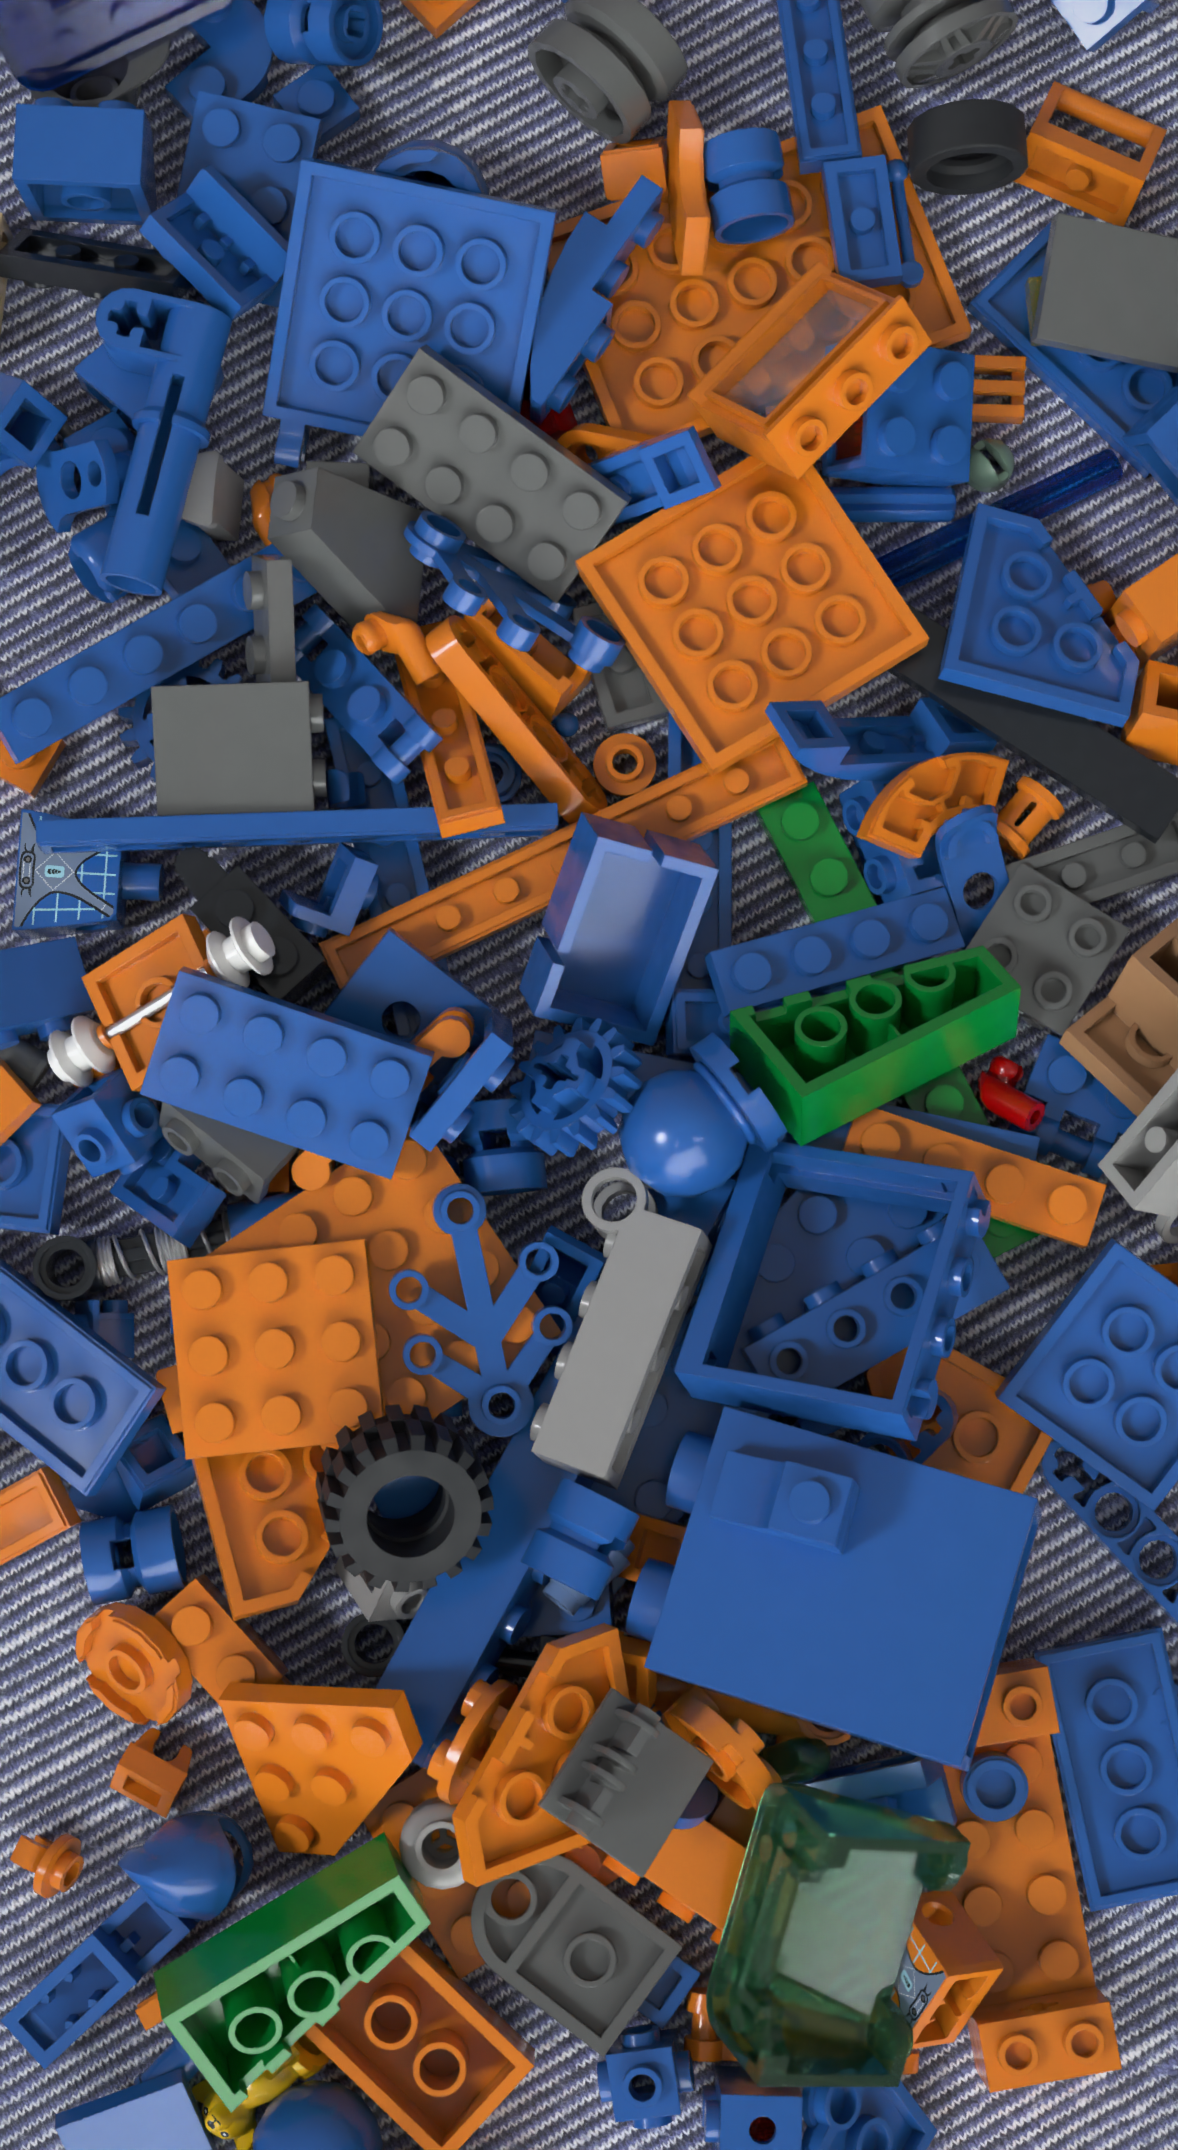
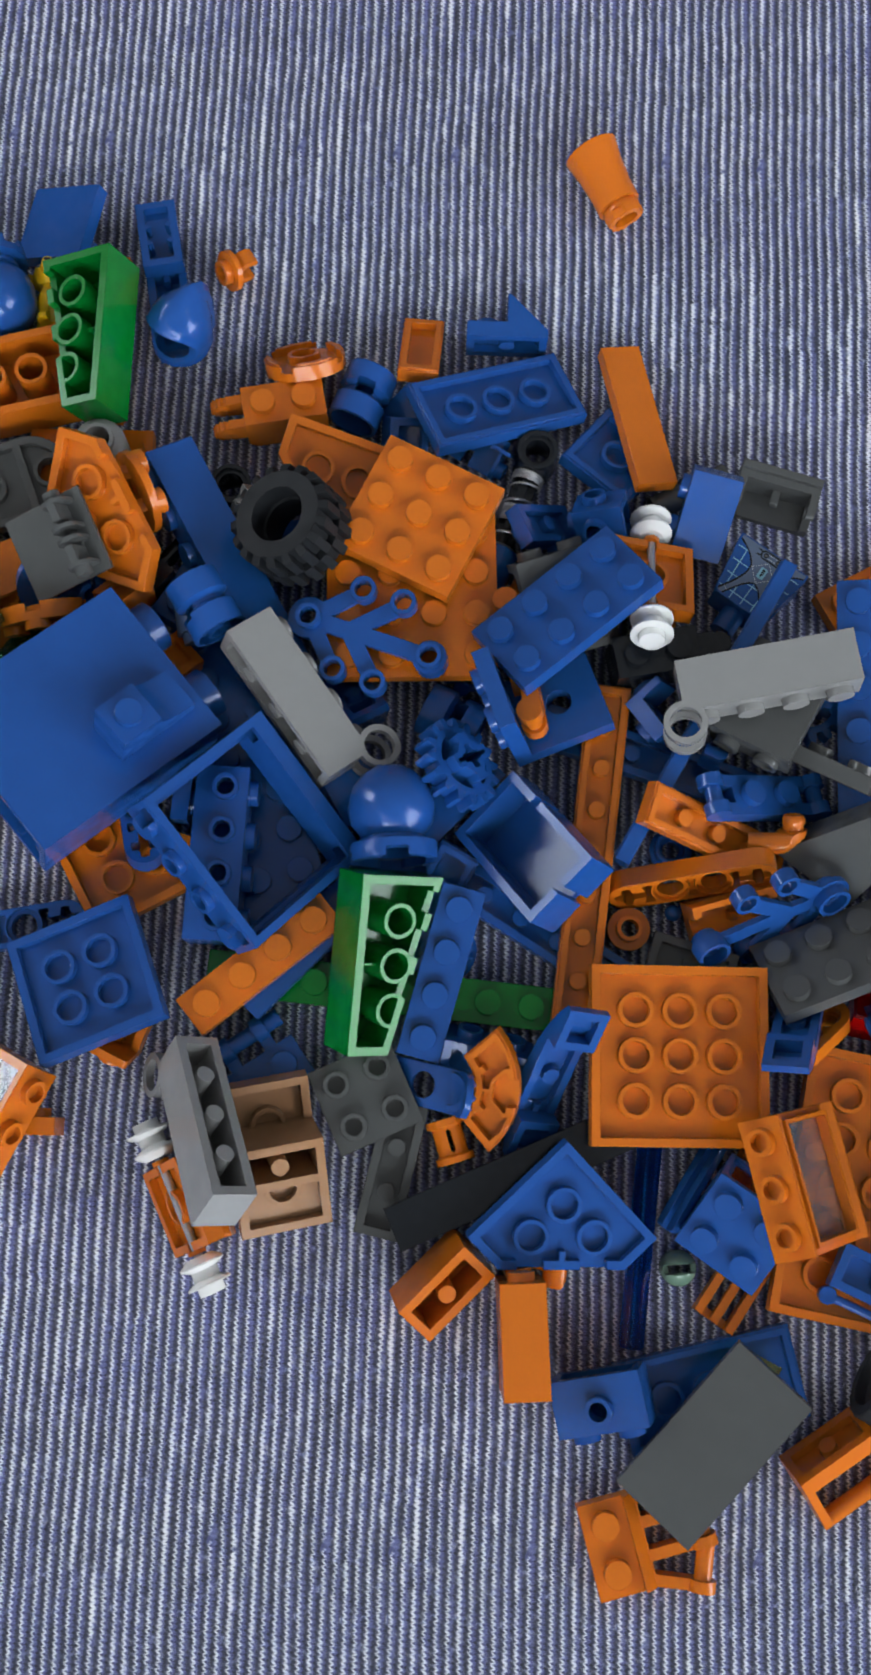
camera: 125 degrees right, 5 degrees down
(150, 1778) = (235, 343): orange tile -> none
(223, 772) = (761, 678): none -> light grey hinge
(319, 1756) = (188, 412): orange plate -> none
(1004, 1100) = (298, 1019): red arm -> none

